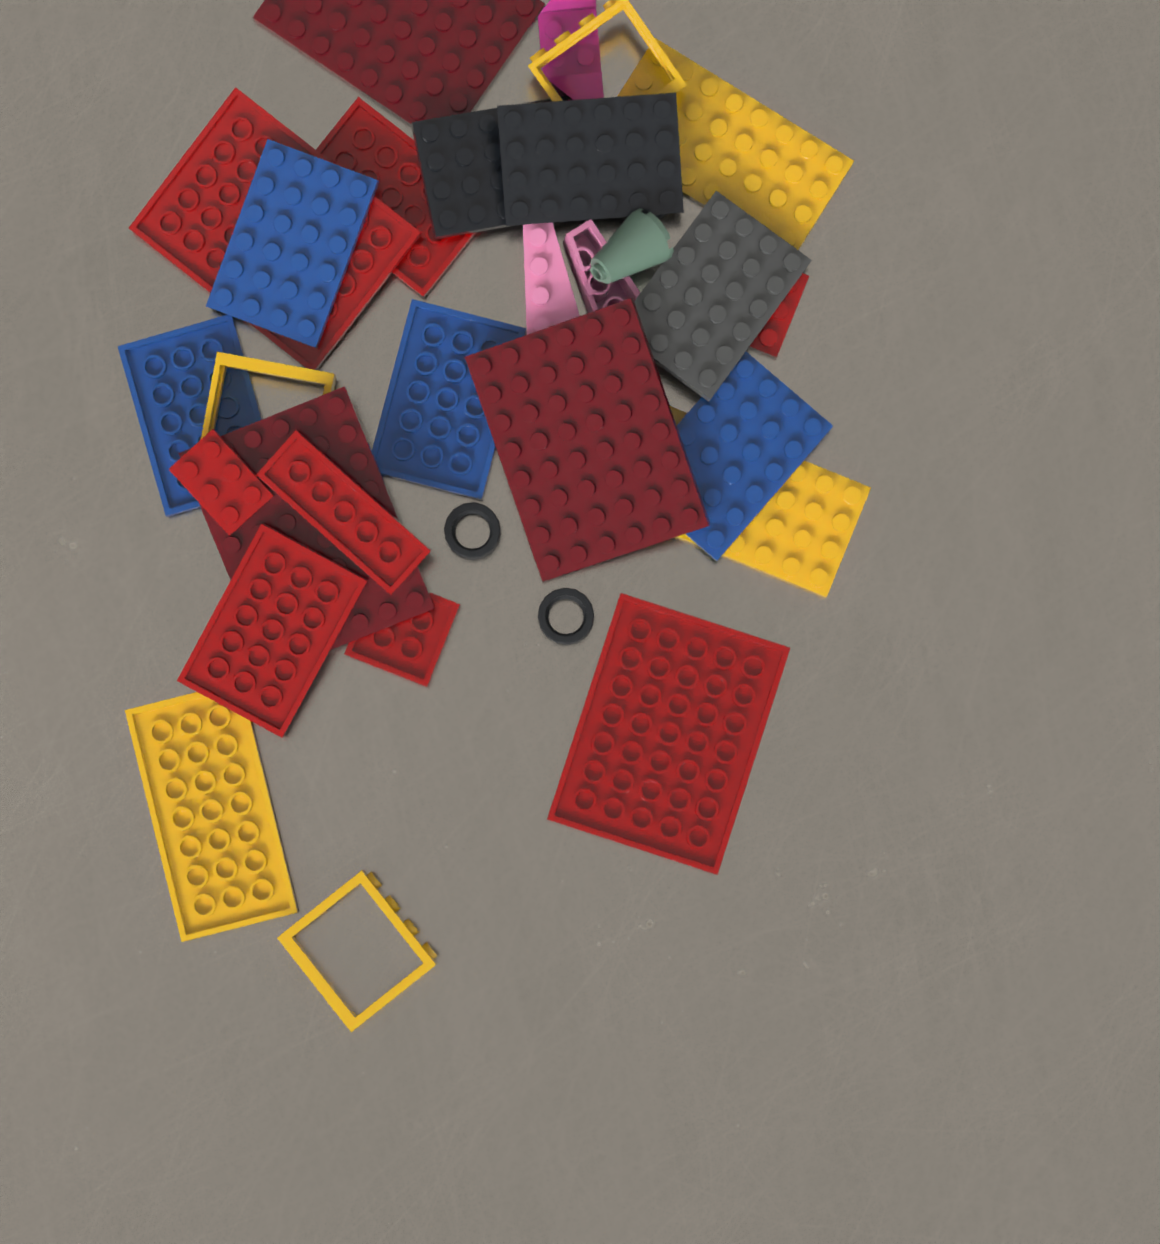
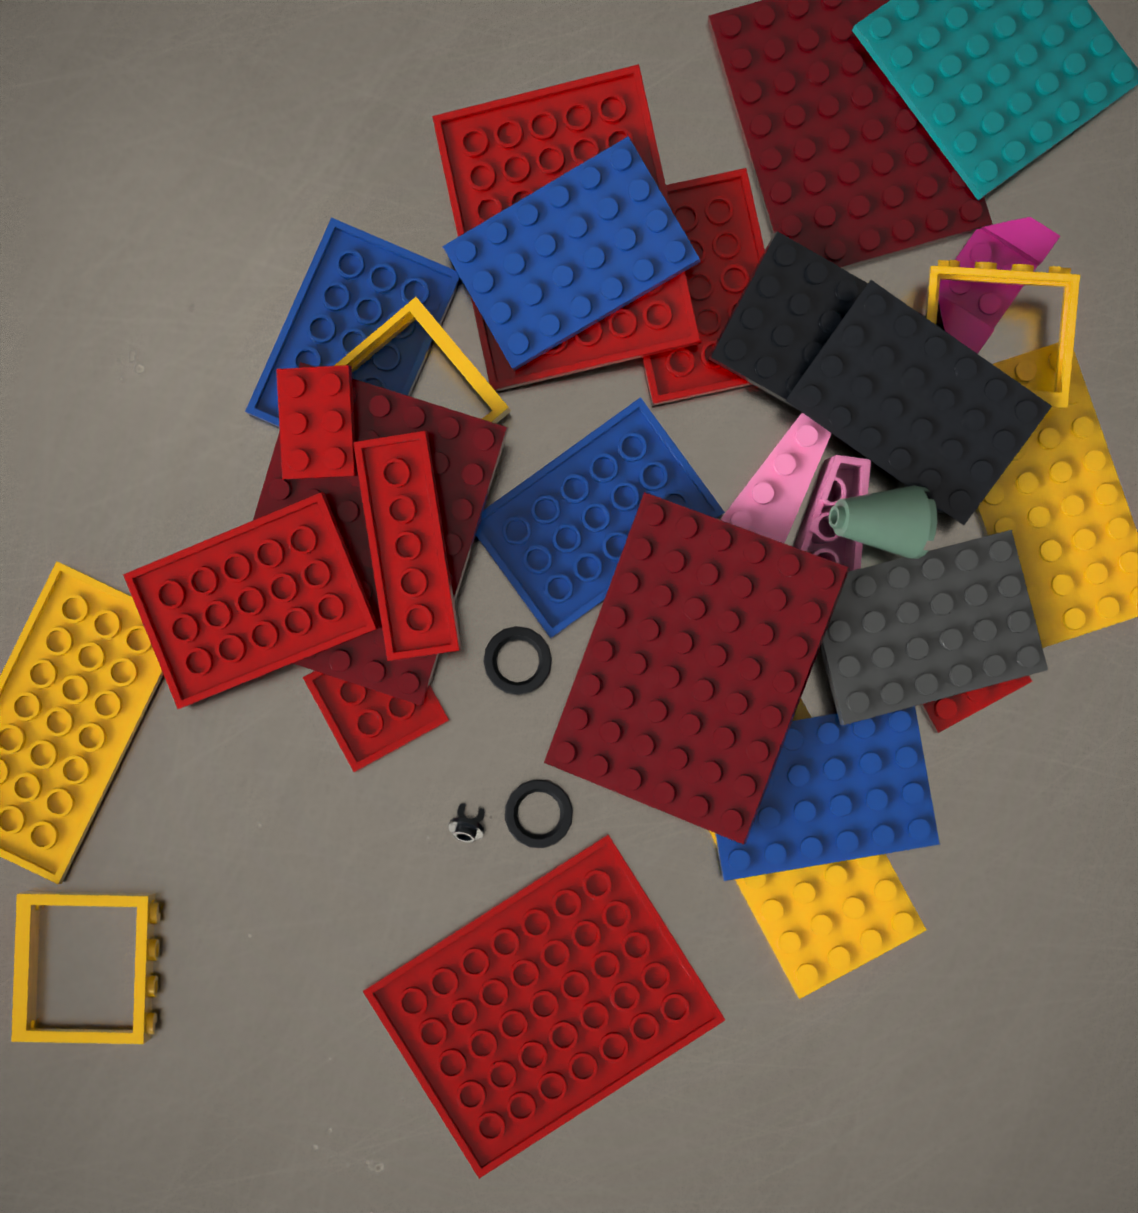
camera: 35 degrees right, 0 degrees up
(527, 663) = (467, 829): none -> black plate

